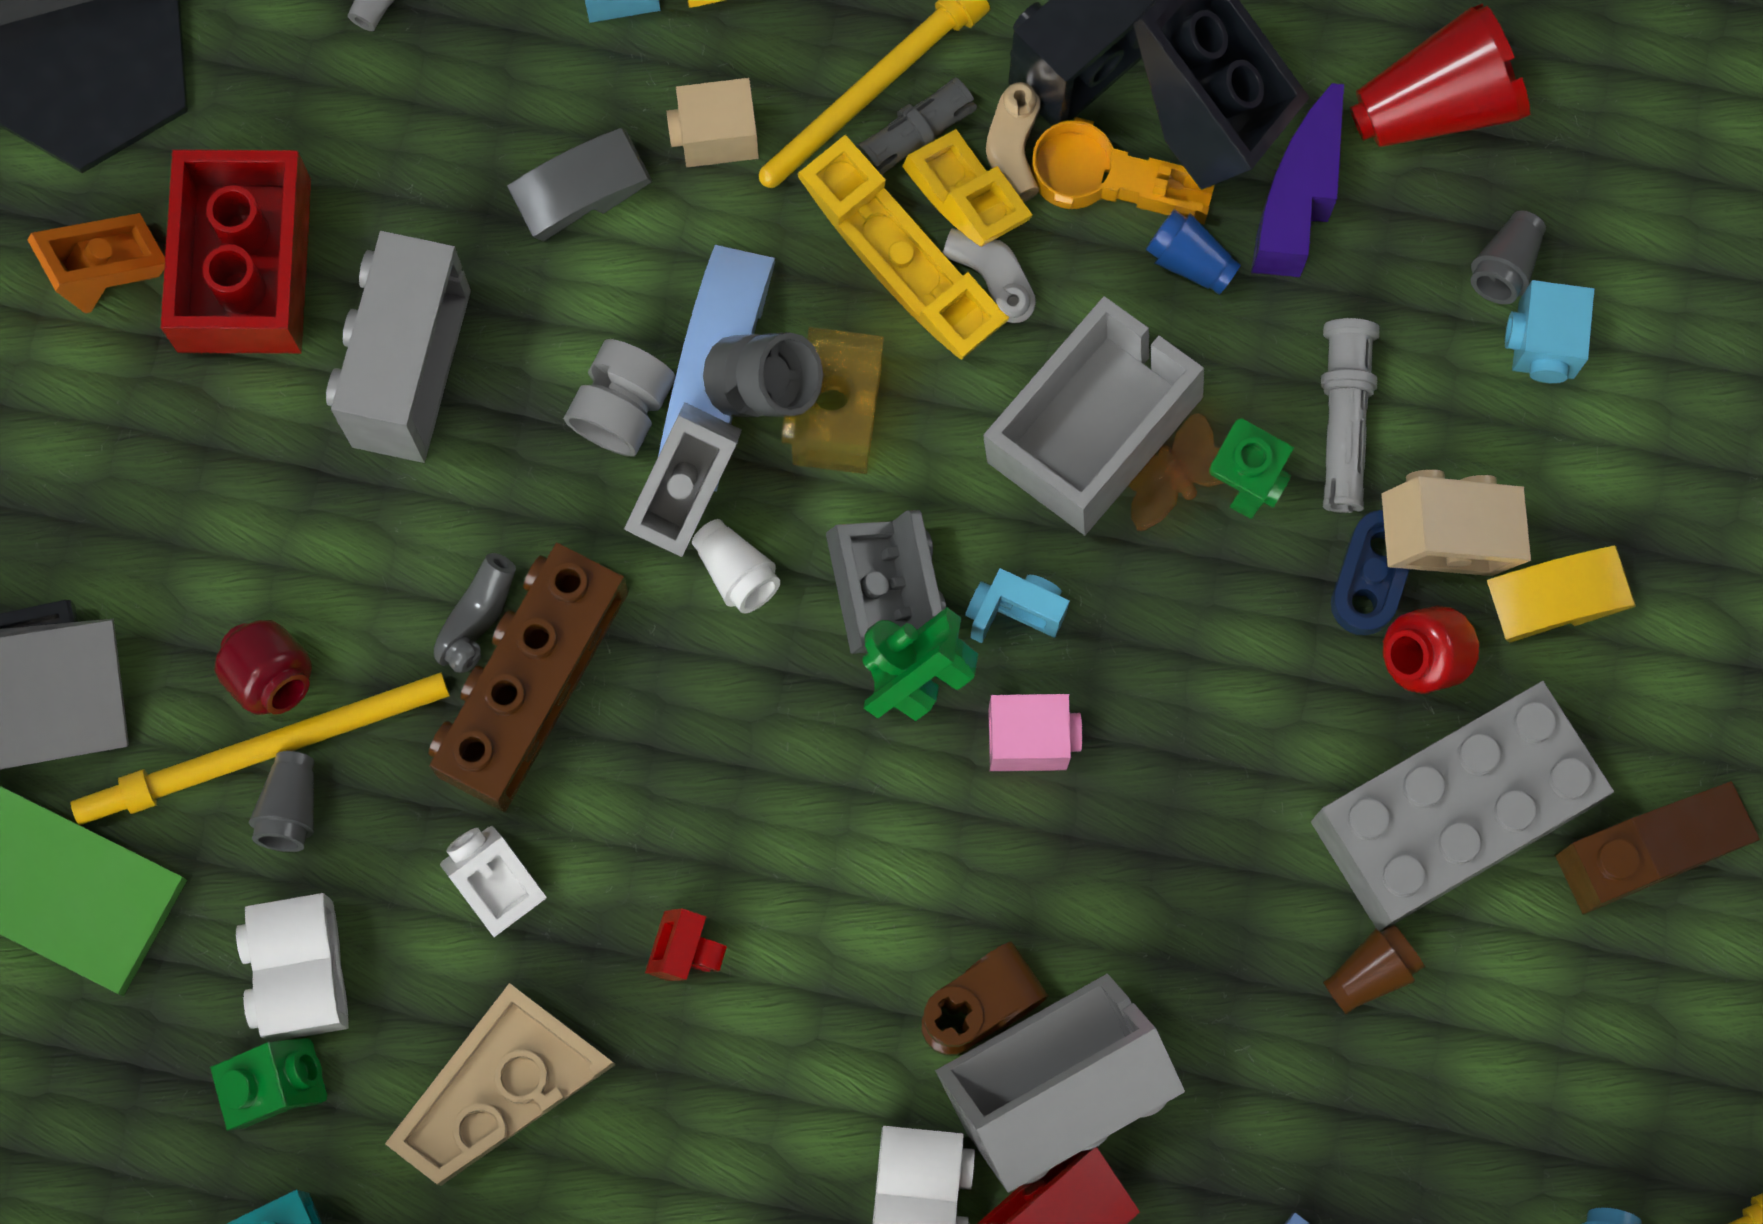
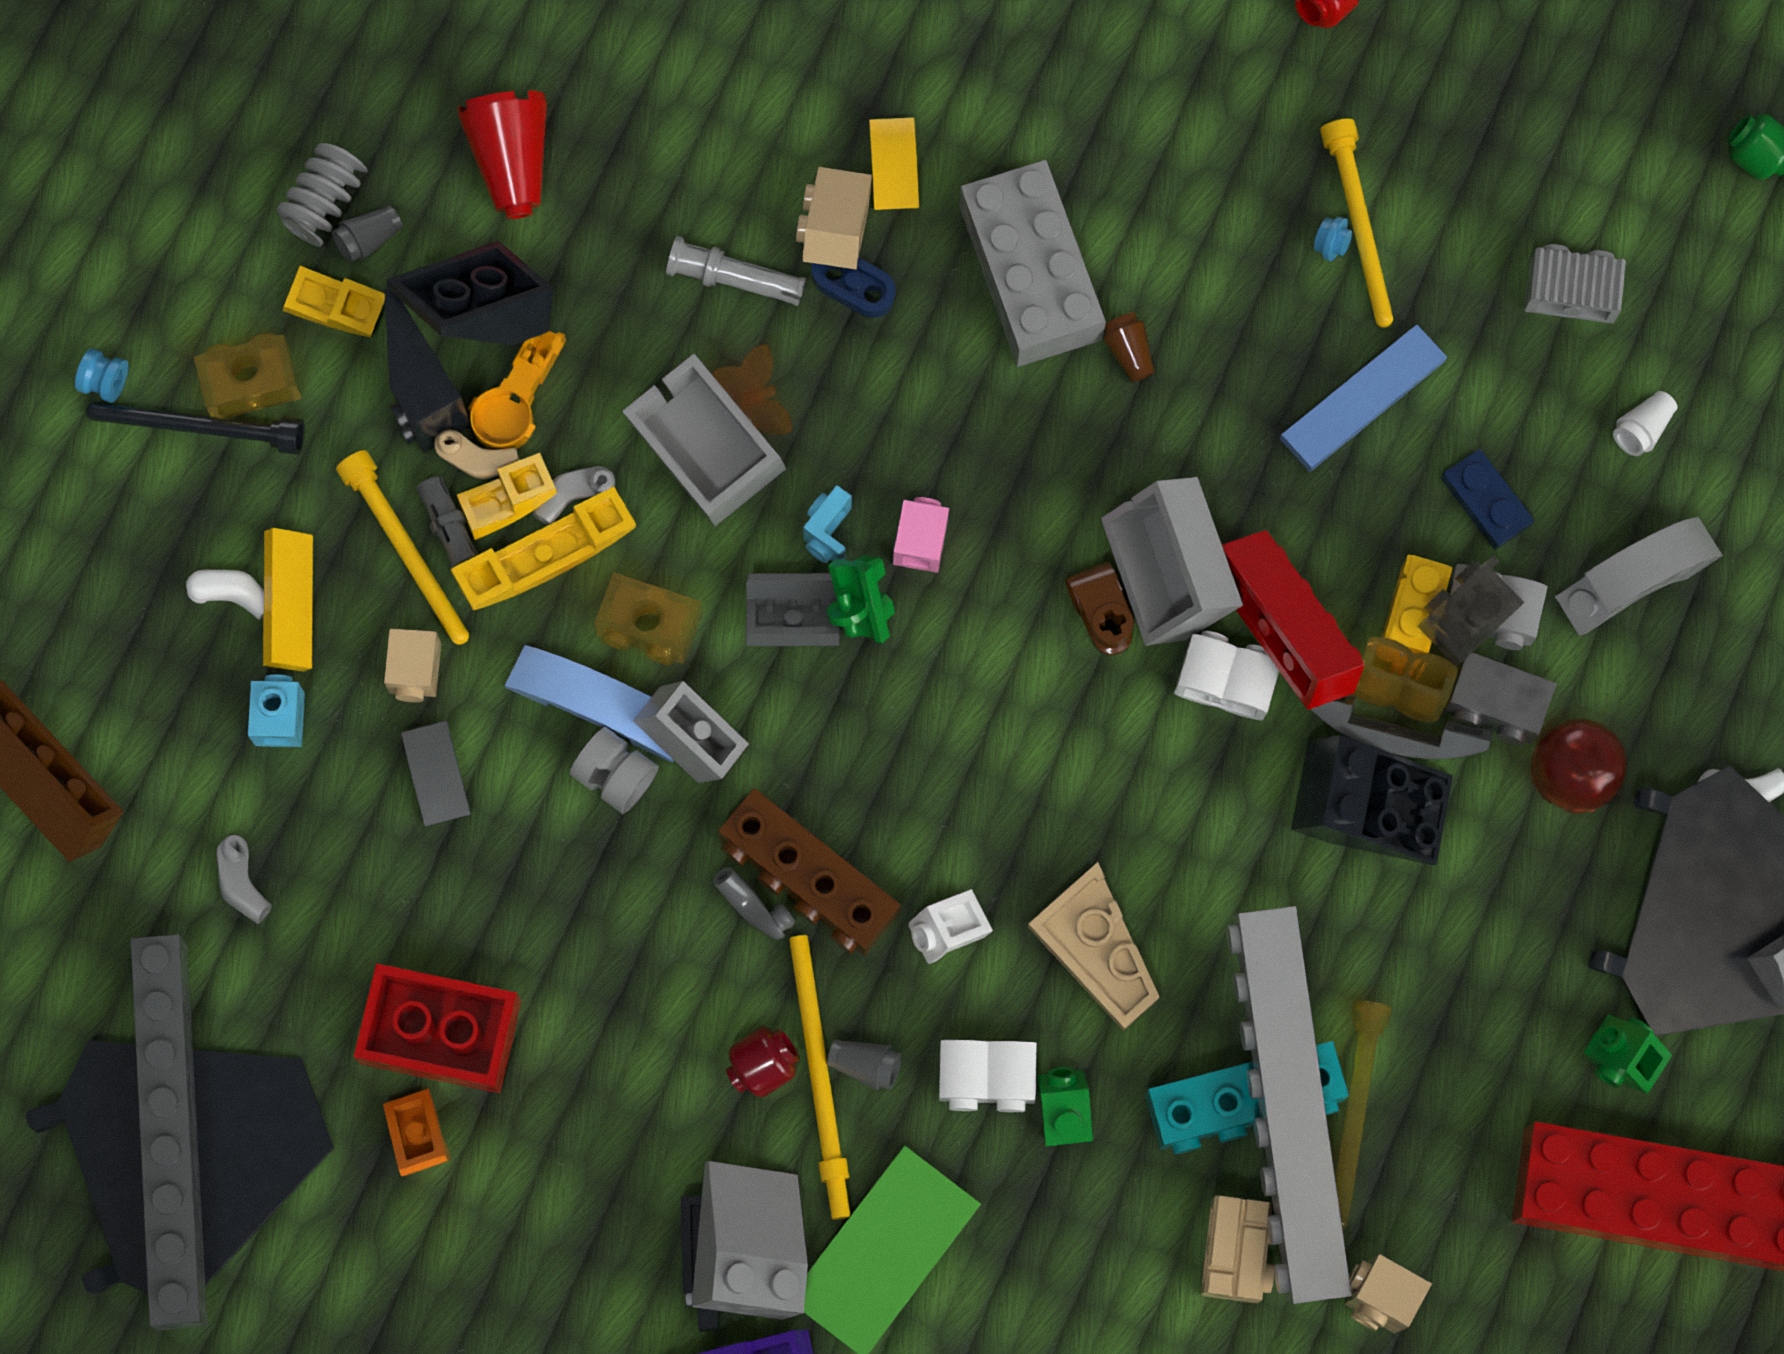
camera: 80 degrees left, 0 degrees up
(399, 346) = (543, 917): light grey piece -> none
(681, 947) = (1025, 802): red tile -> none
(736, 567) = (759, 712): white cone -> none
(763, 375) = (628, 659): dark grey wheel -> none
(1192, 252) = (590, 351): blue cone -> none
(1253, 465) = (765, 342): green bracket -> none
(1301, 189) = (561, 264): dark purple slope -> none
(1430, 649) = (919, 256): red head -> none
(1509, 259) = (645, 138): dark grey cone -> none
(1551, 331) = (706, 123): medium azure brick -> none
(1656, 846) = (1083, 147): reddish brown slope -> none

